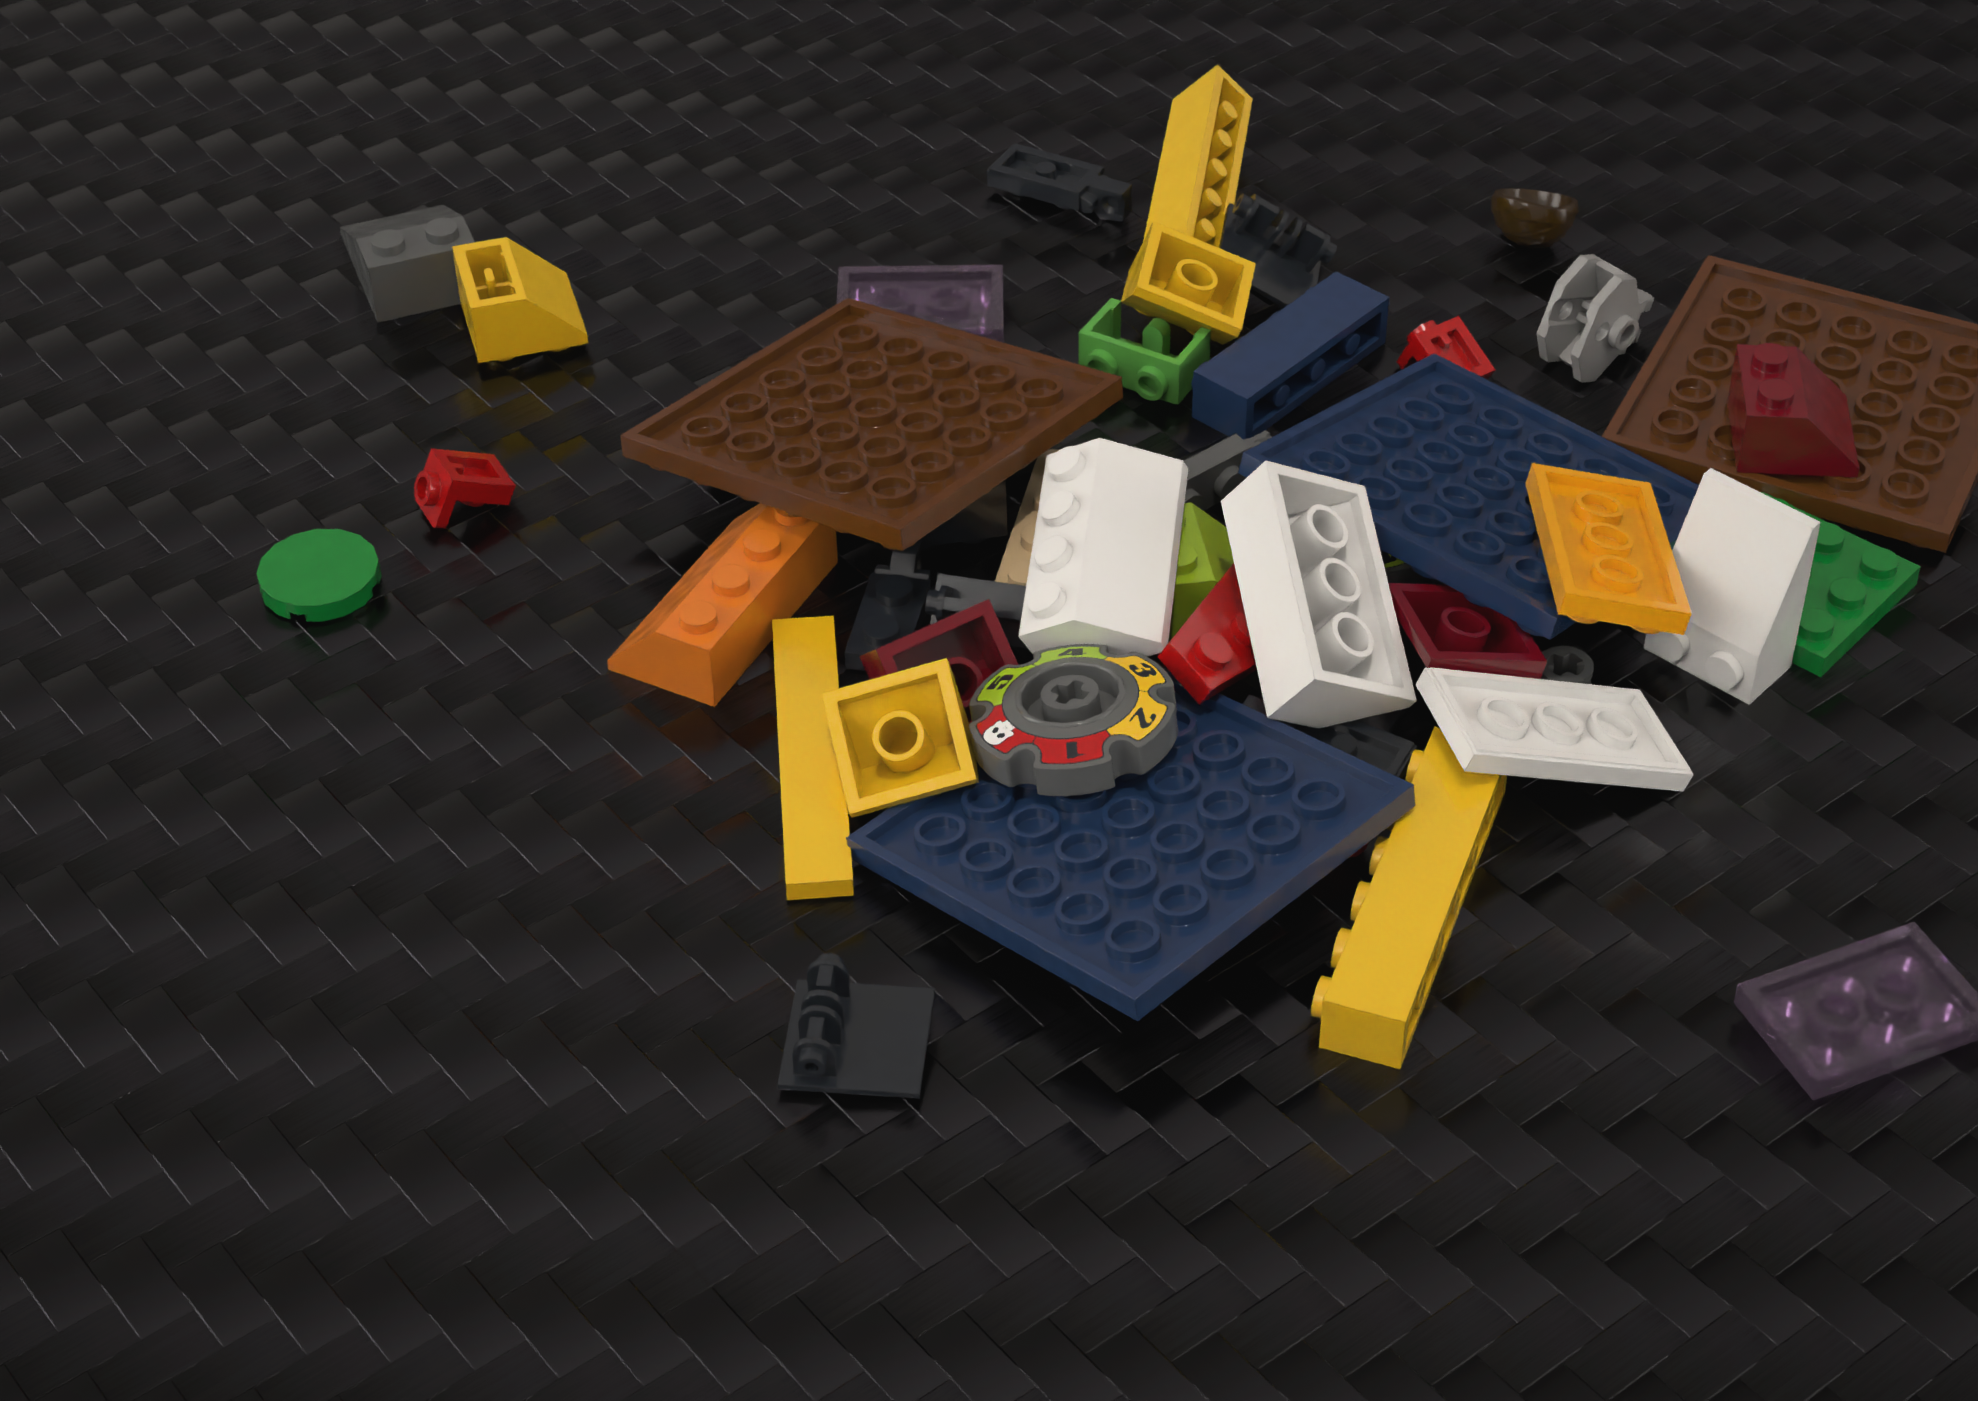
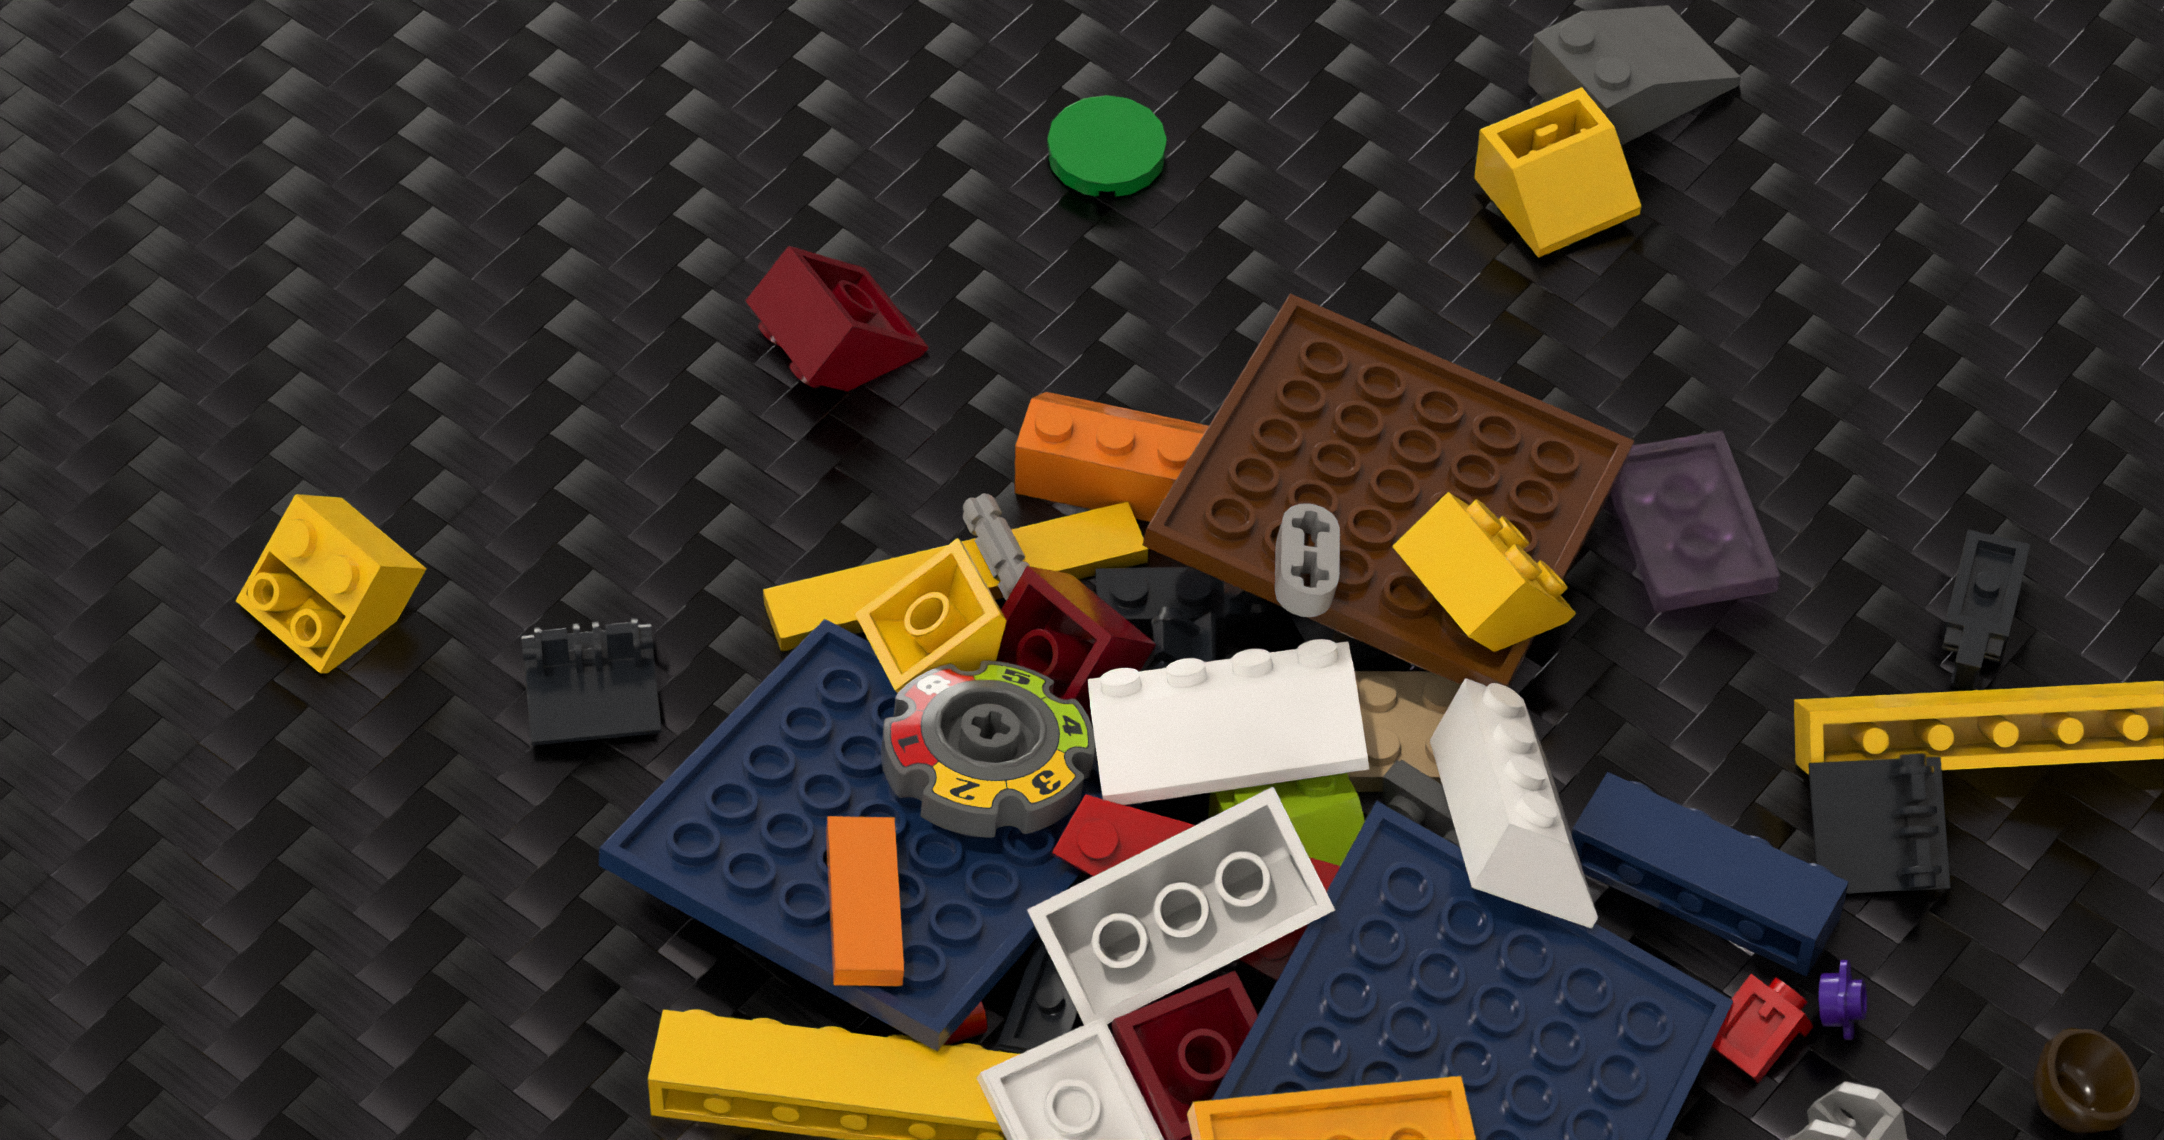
camera: 75 degrees right, 10 degrees up
(462, 478) = (1262, 211): red bracket -> none
(465, 783) = (832, 321): none -> dark red slope
(652, 1234) = (329, 581): none -> yellow slope
(794, 701) = (995, 541): none -> light grey axle
(970, 442) = (1319, 561): none -> light grey beam
(1019, 346) = (1483, 573): none -> yellow slope
(1144, 366) = (1670, 692): bright green window -> none
(1189, 283) = (1745, 740): yellow slope -> none
(1240, 396) = (1508, 804): none -> white slope
(1248, 813) = (864, 901): none -> orange tile
(1427, 306) = (1842, 1000): none -> dark purple plate

